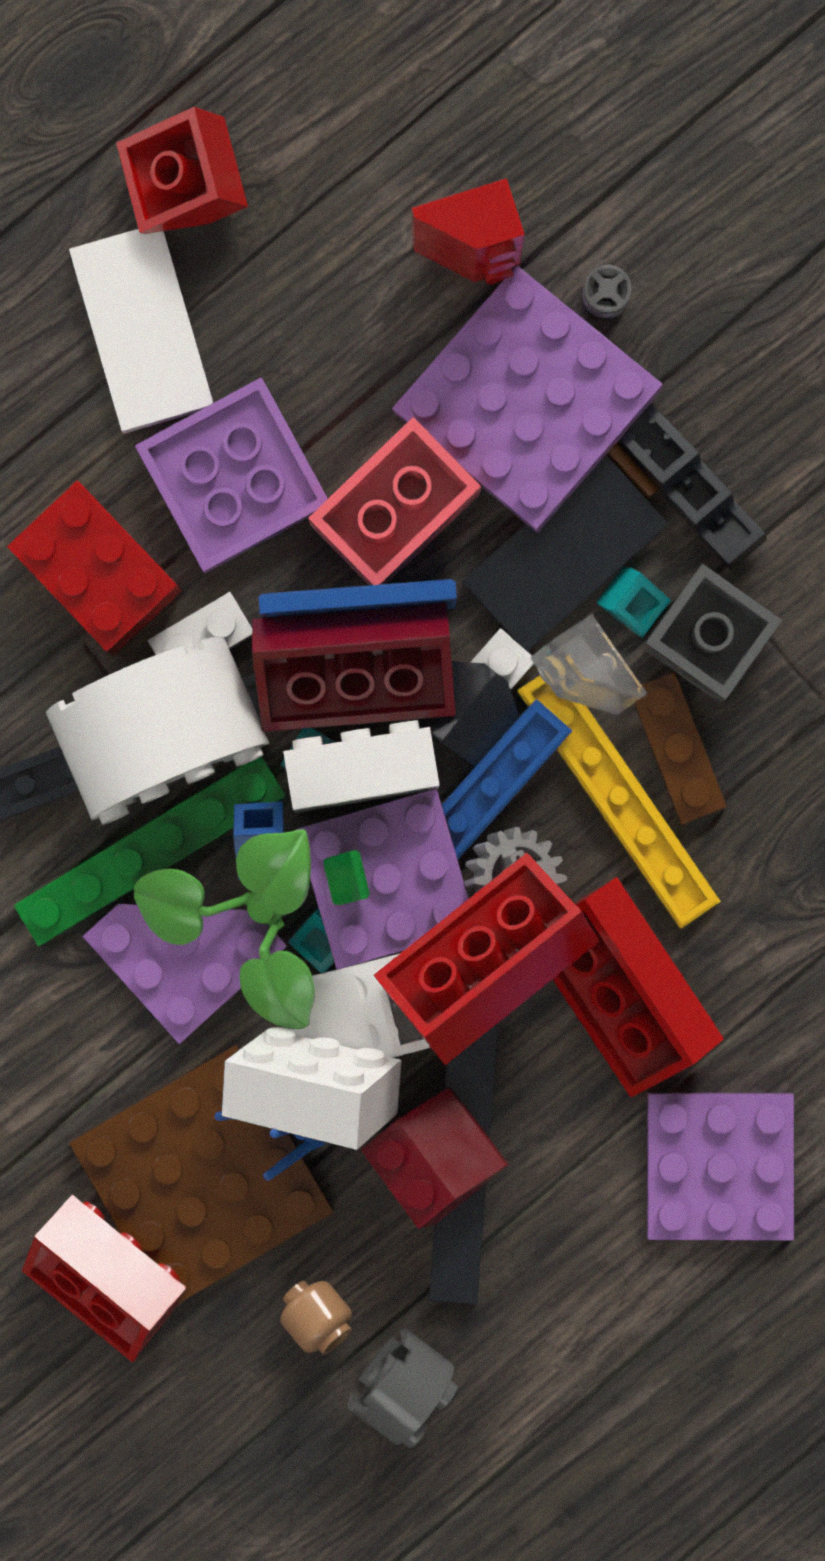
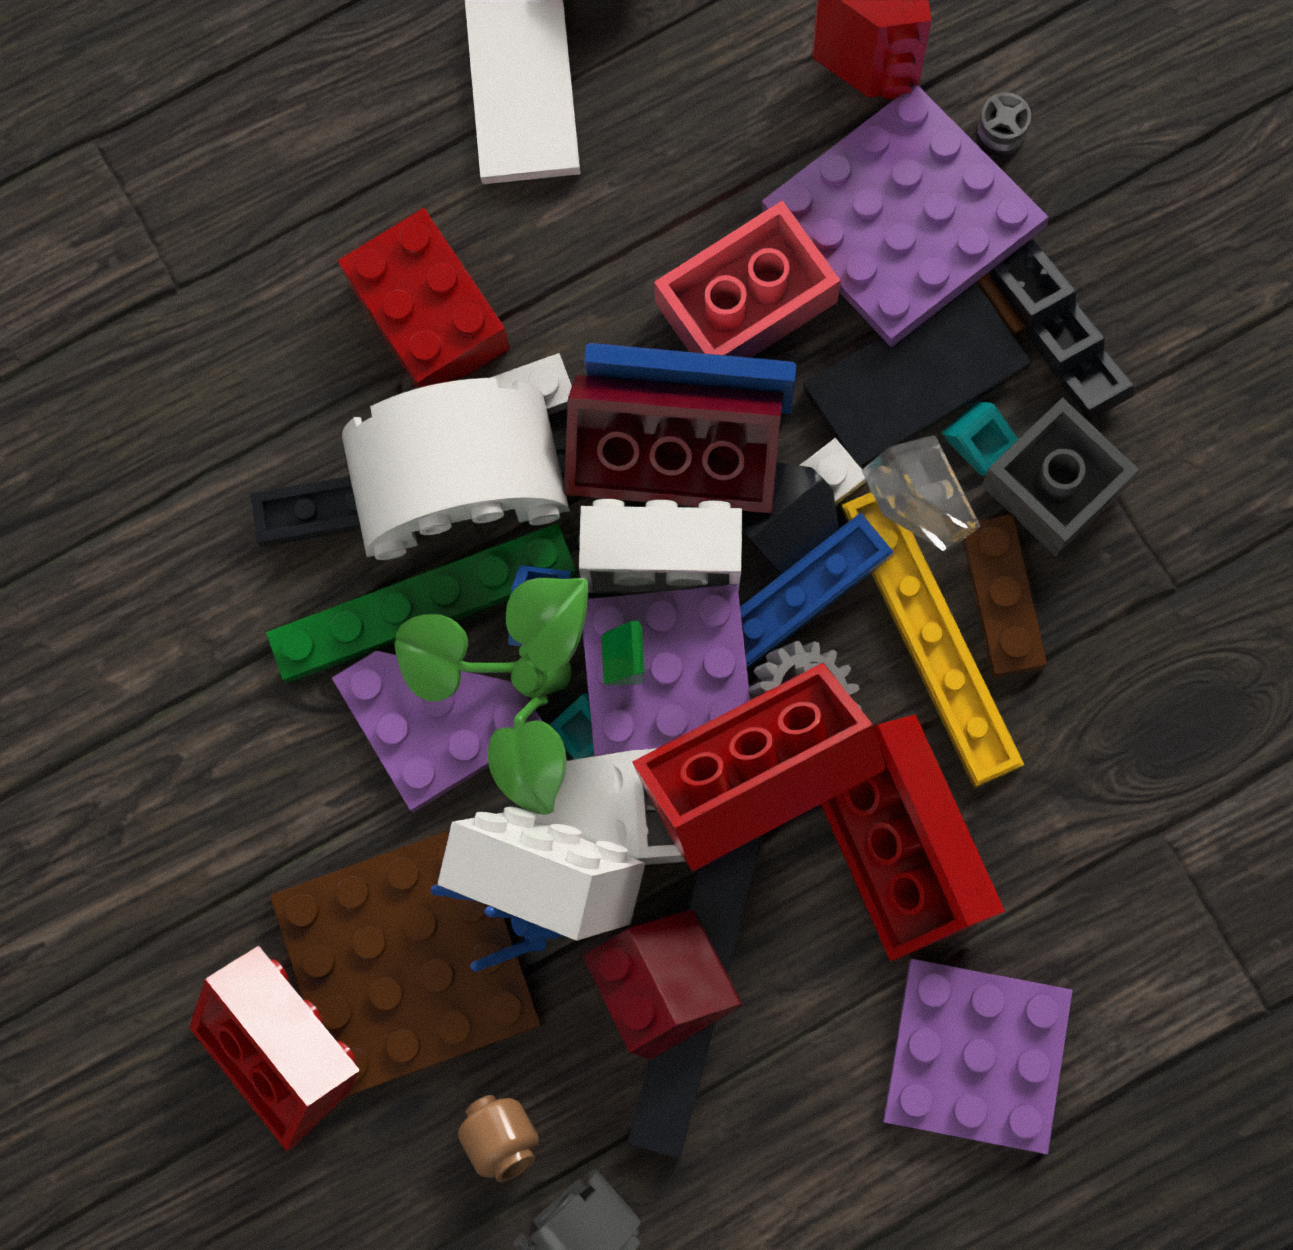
camera: 15 degrees right, 10 degrees down
(232, 475) = (584, 238): medium lavender plate -> none

